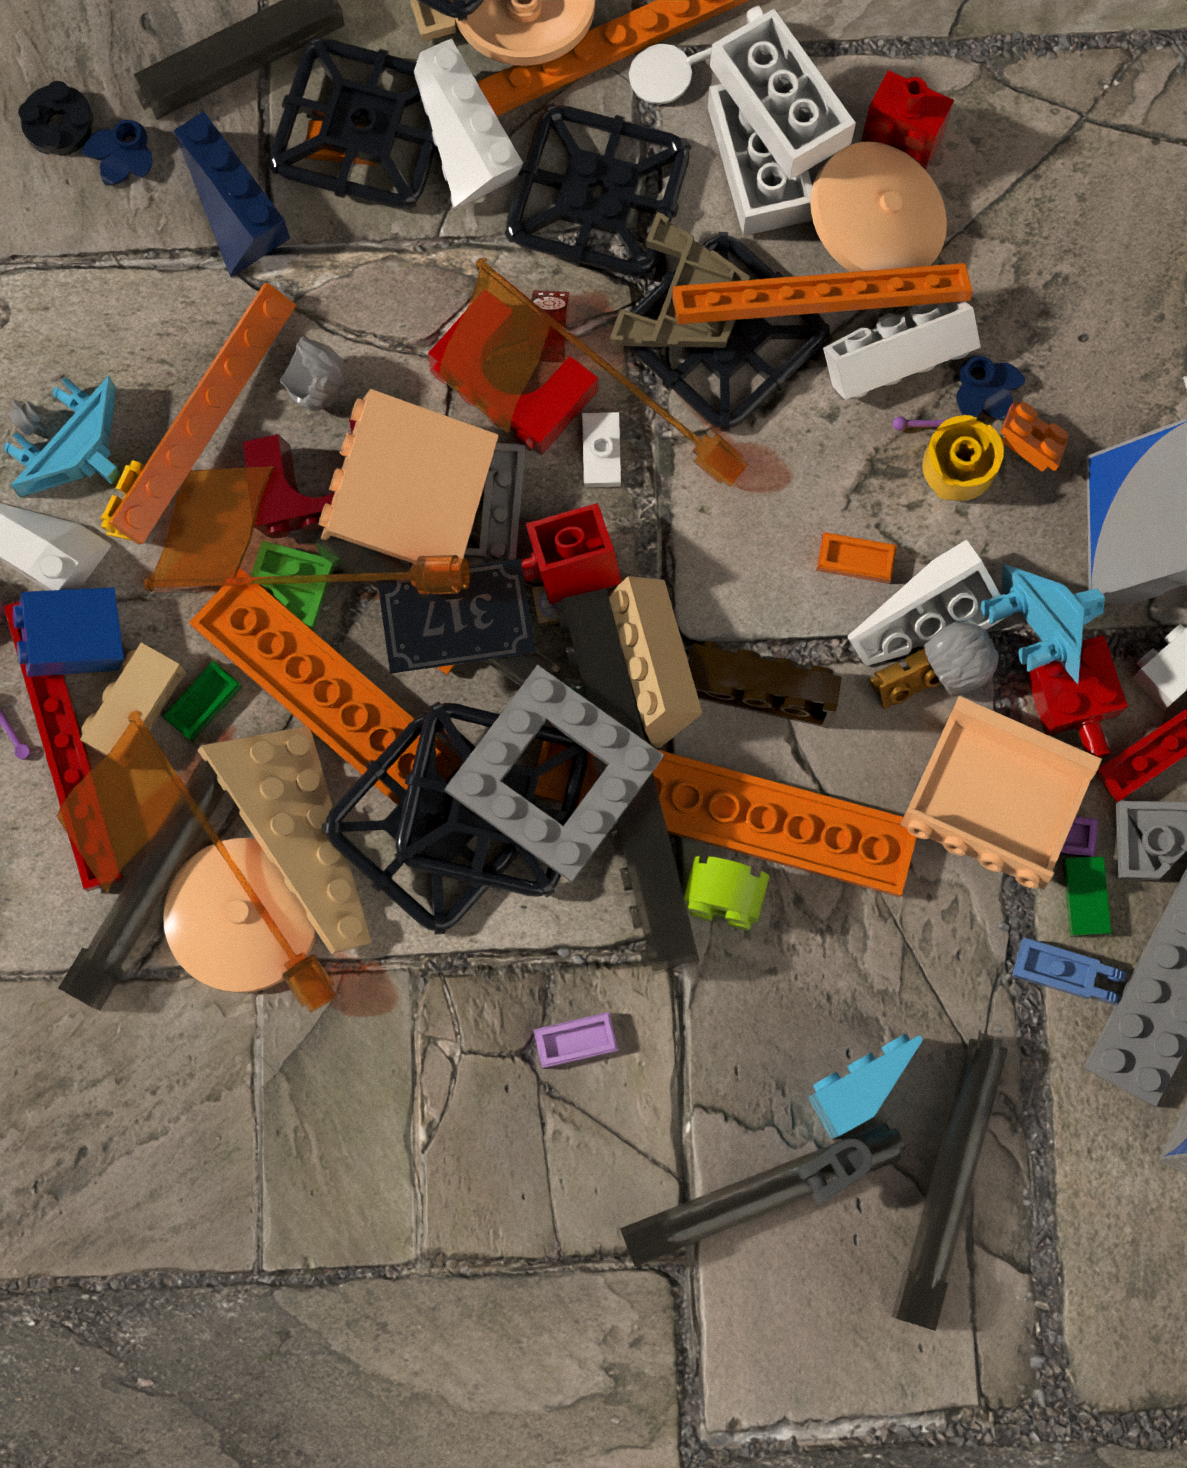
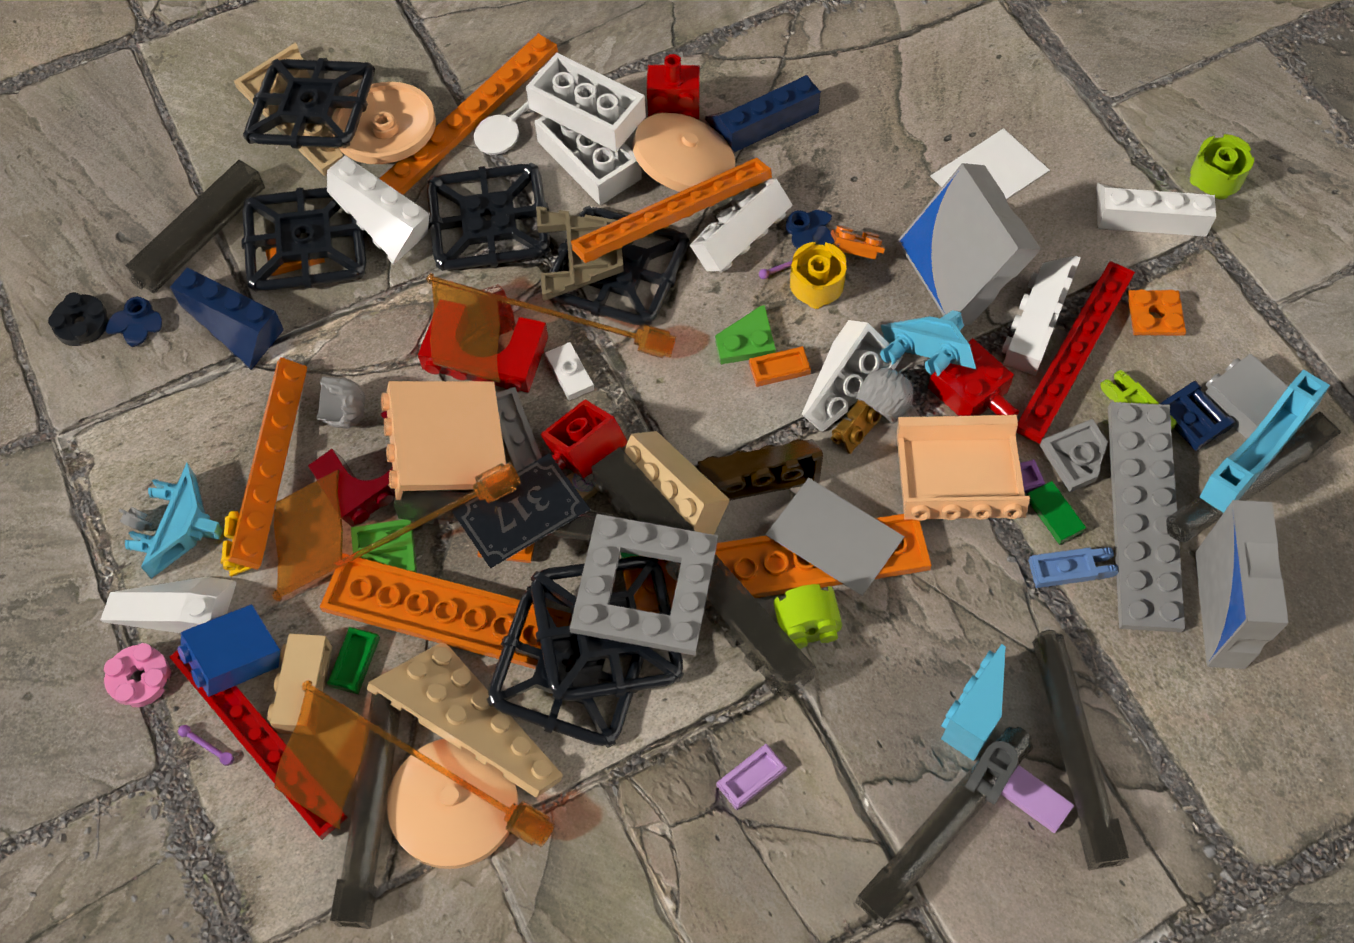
camera: 25 degrees left, 15 degrees down
(808, 807) = (835, 536): none -> light grey sticker
(834, 502) = (746, 338): none -> bright green wing
(876, 1216) = (1037, 799): none -> lavender tile
(1002, 199) = (767, 113): none -> dark blue wedge

